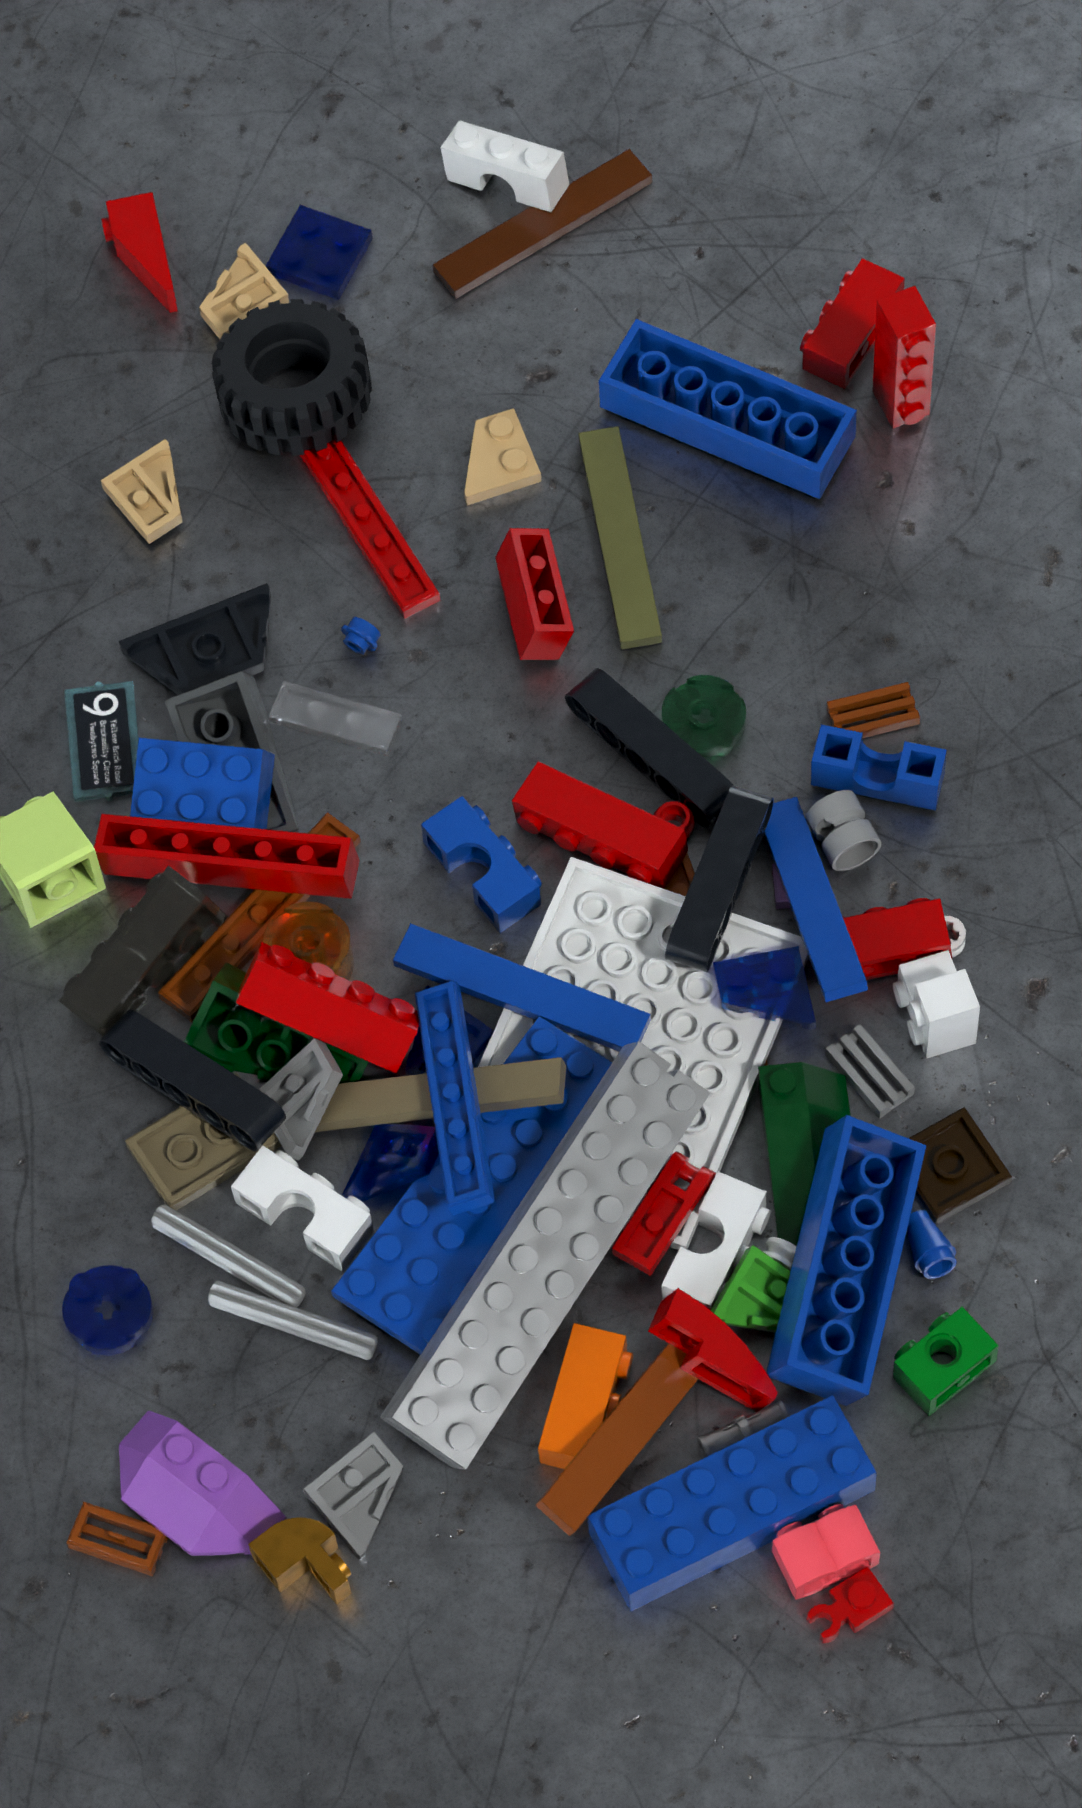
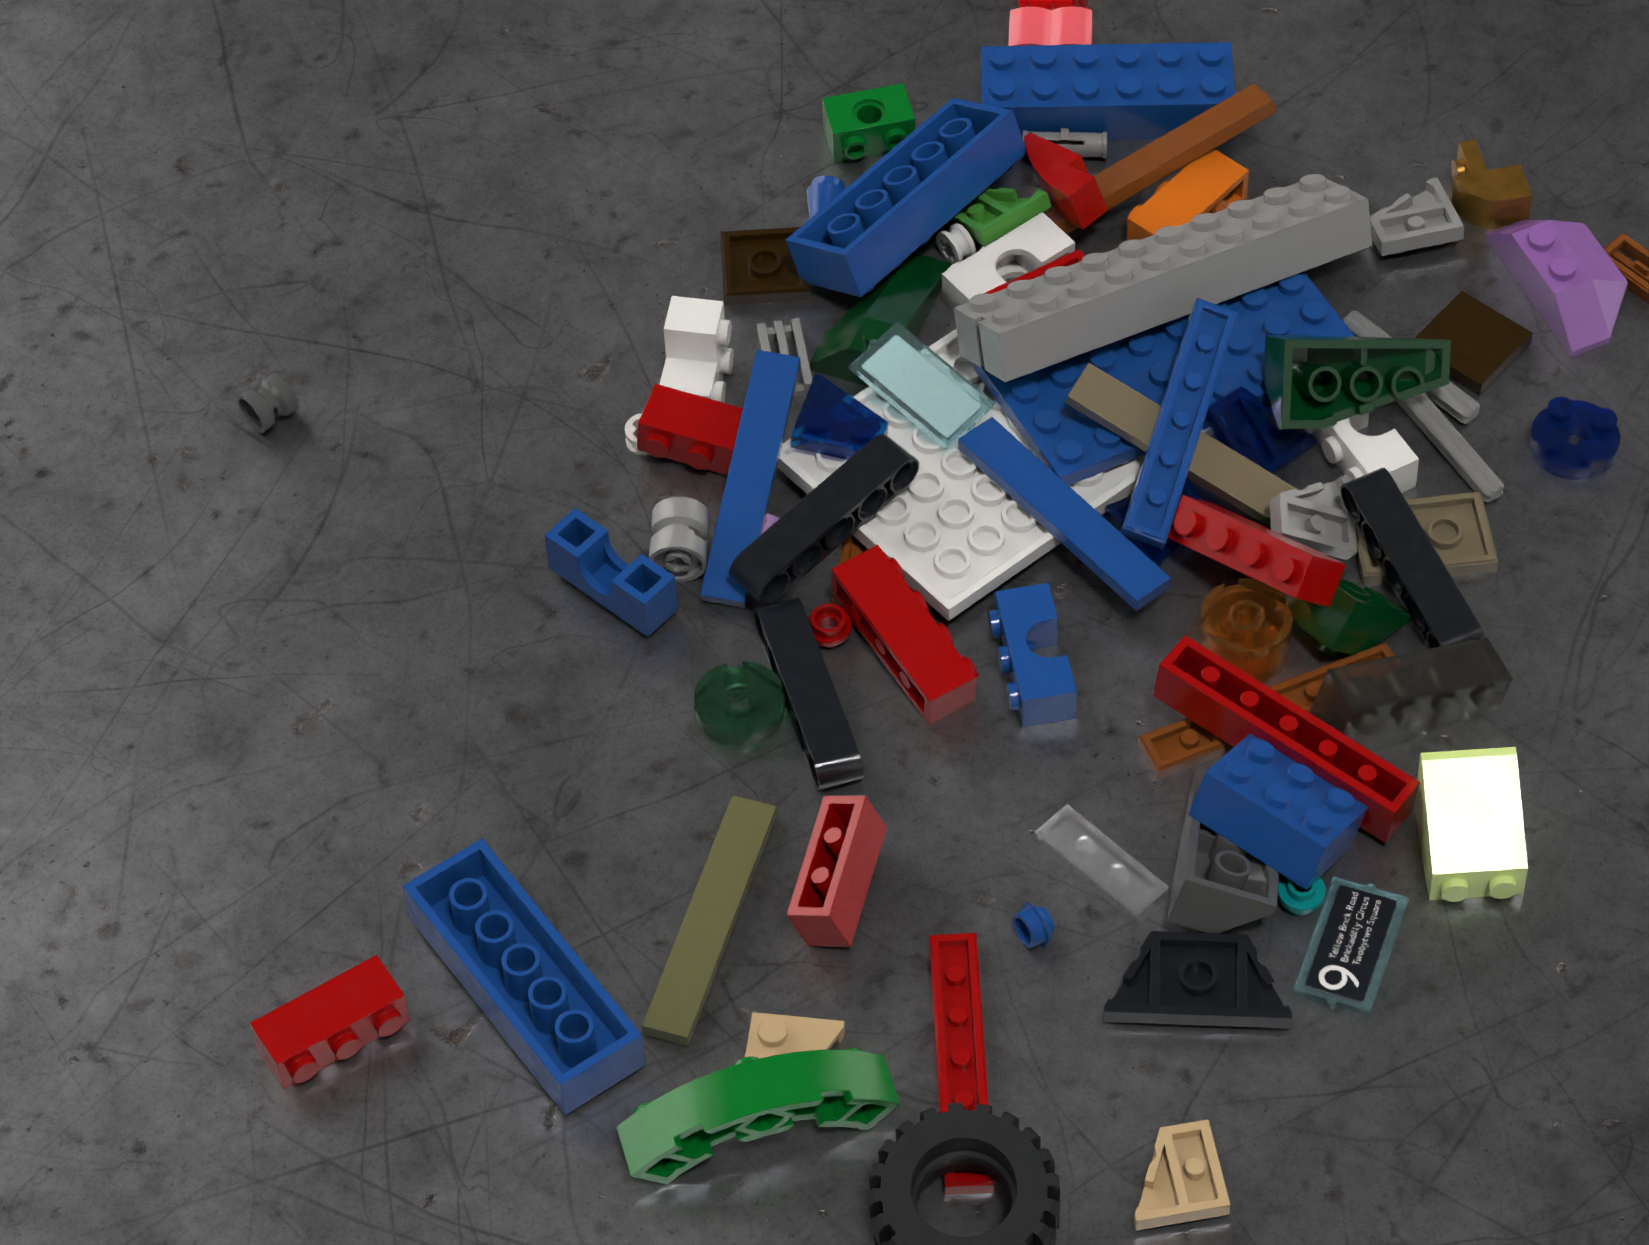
camera: 155 degrees left, 10 degrees down
(247, 1376) = (1480, 340): none -> dark brown tile
(352, 1212) = (1337, 377): none -> dark green wedge
(478, 380) = (753, 1102): none -> green brick
(719, 1050) = (921, 385): none -> clear light blue piece
(871, 706) = (578, 640): dark orange tile -> none
(903, 357) = (324, 886): red brick -> none

